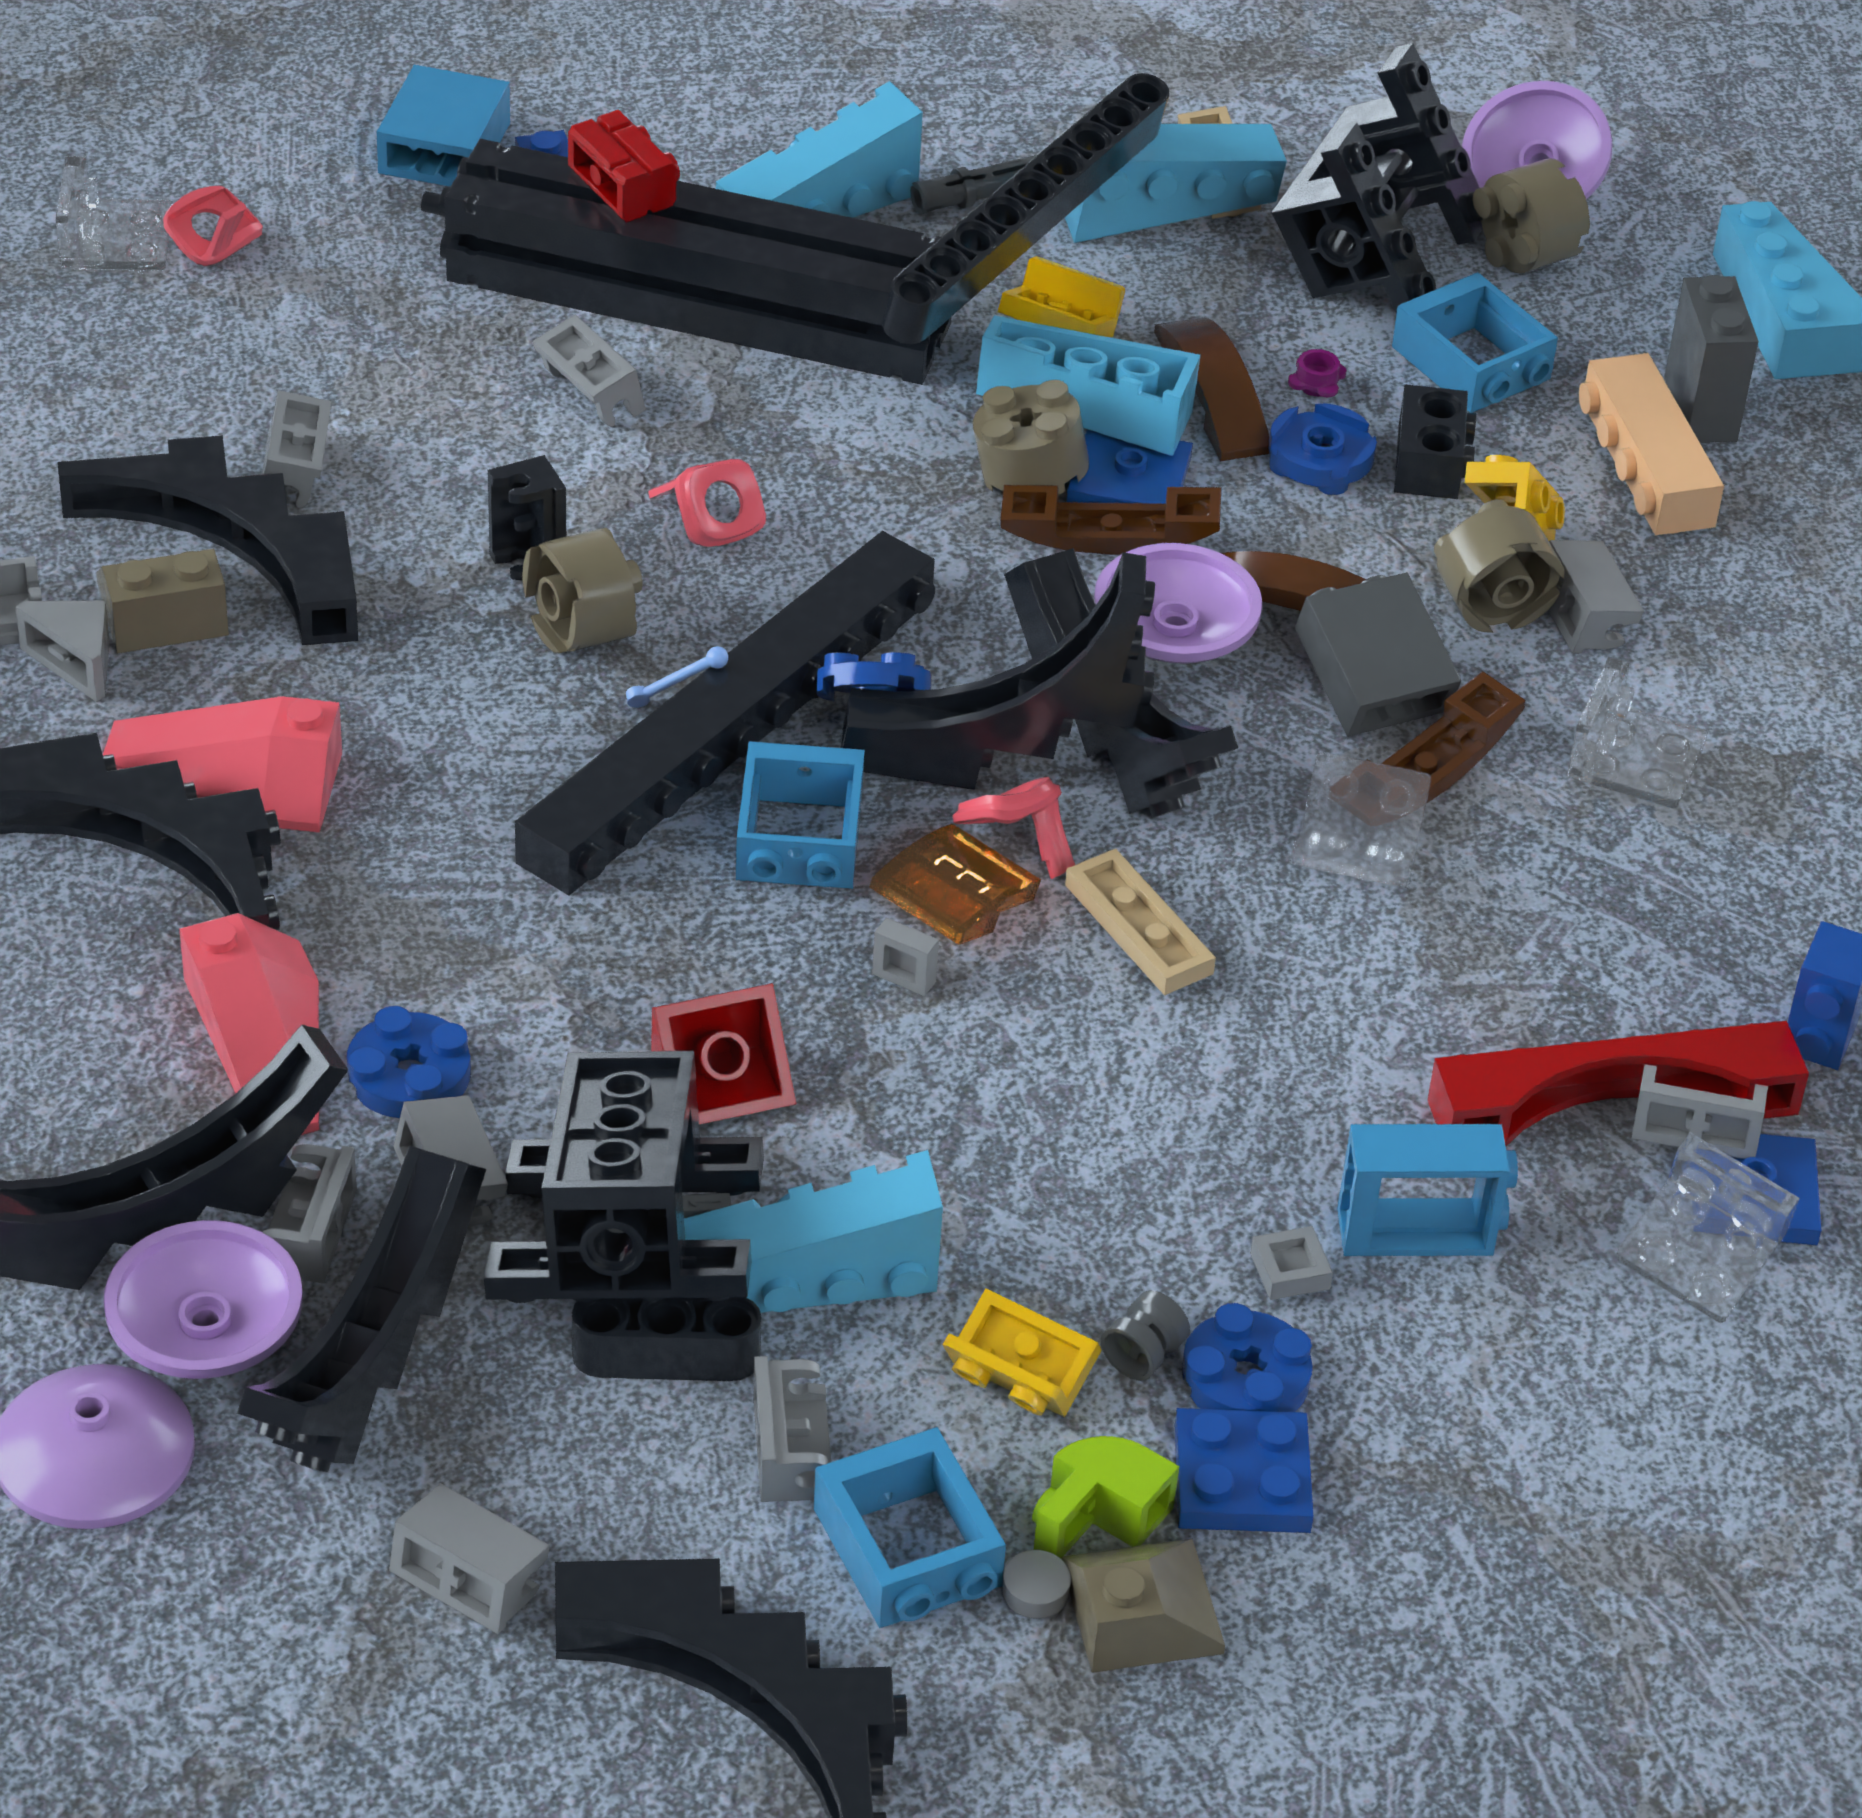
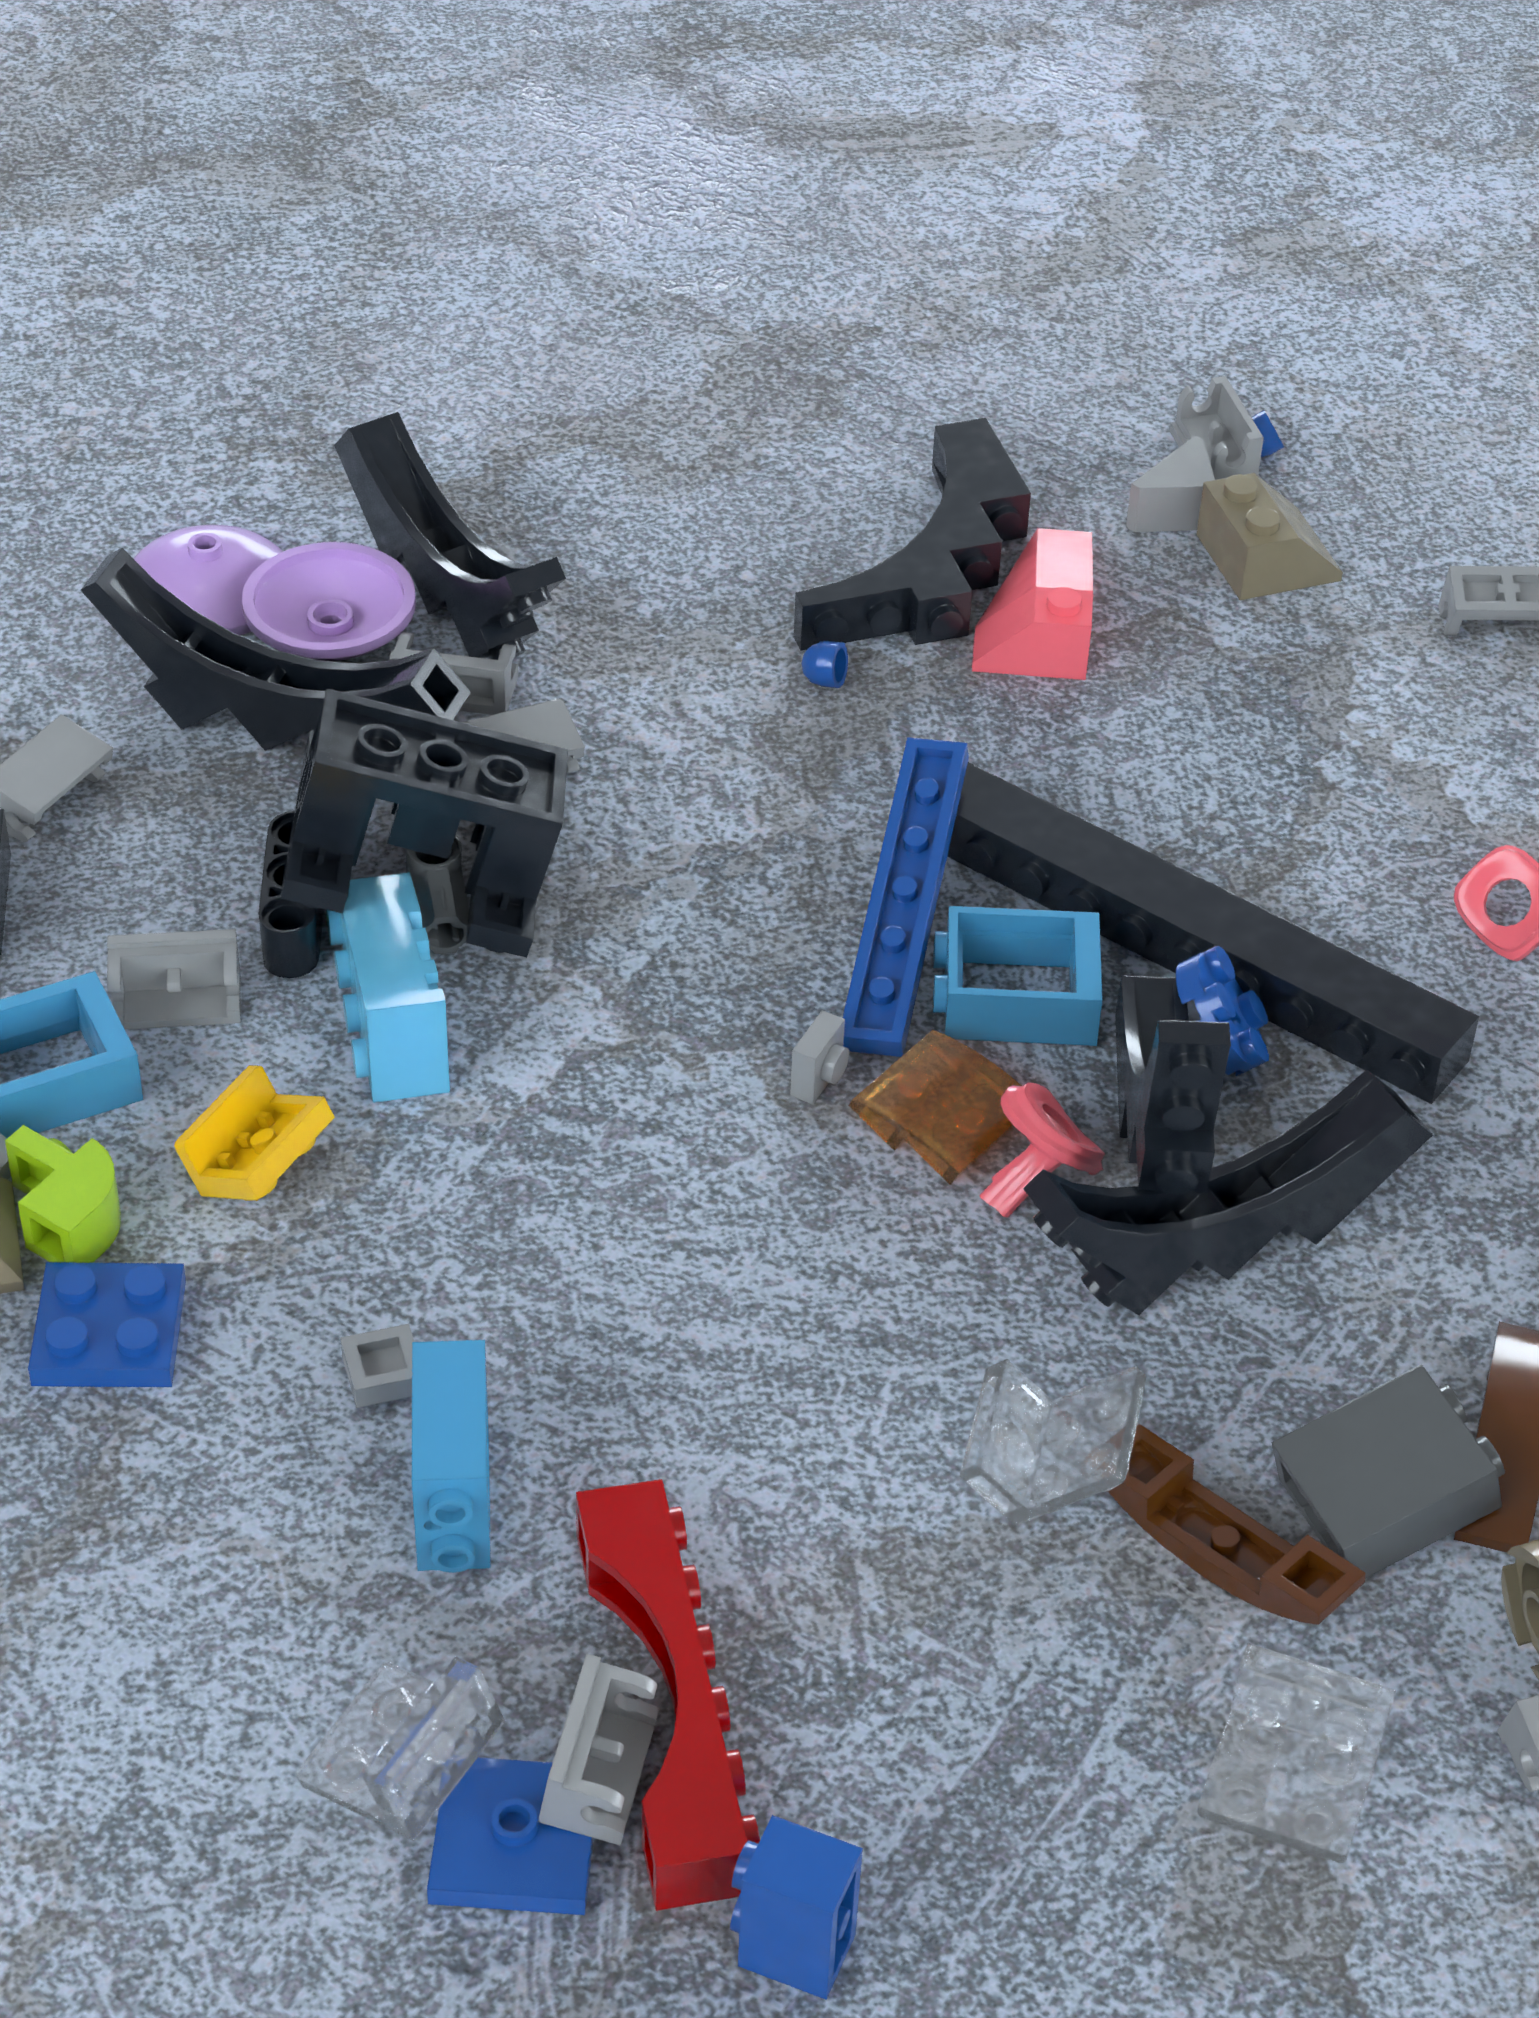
camera: 90 degrees right, 0 degrees up
(247, 515) = (1394, 587): black arch -> none
(249, 991) = (714, 622): coral wedge -> none
(320, 924) = (826, 664): none -> blue hinge
(404, 1036) = (682, 727): blue plate -> none
(524, 509) = (1426, 750): black hinge -> none
(582, 590) = (1316, 791): dark tan brick -> none
(639, 695) = (1216, 879): light blue hinge -> none
(711, 867) = (904, 897): none -> blue plate
(735, 1047) = (654, 923): red slope -> none
(1139, 1341) = (272, 1233): dark grey wheel -> none
(1140, 921) = (900, 1254): tan plate -> none
(1200, 602) = (1429, 1279): lavender dish -> none
(1252, 1337) = (238, 1300): blue plate -> none

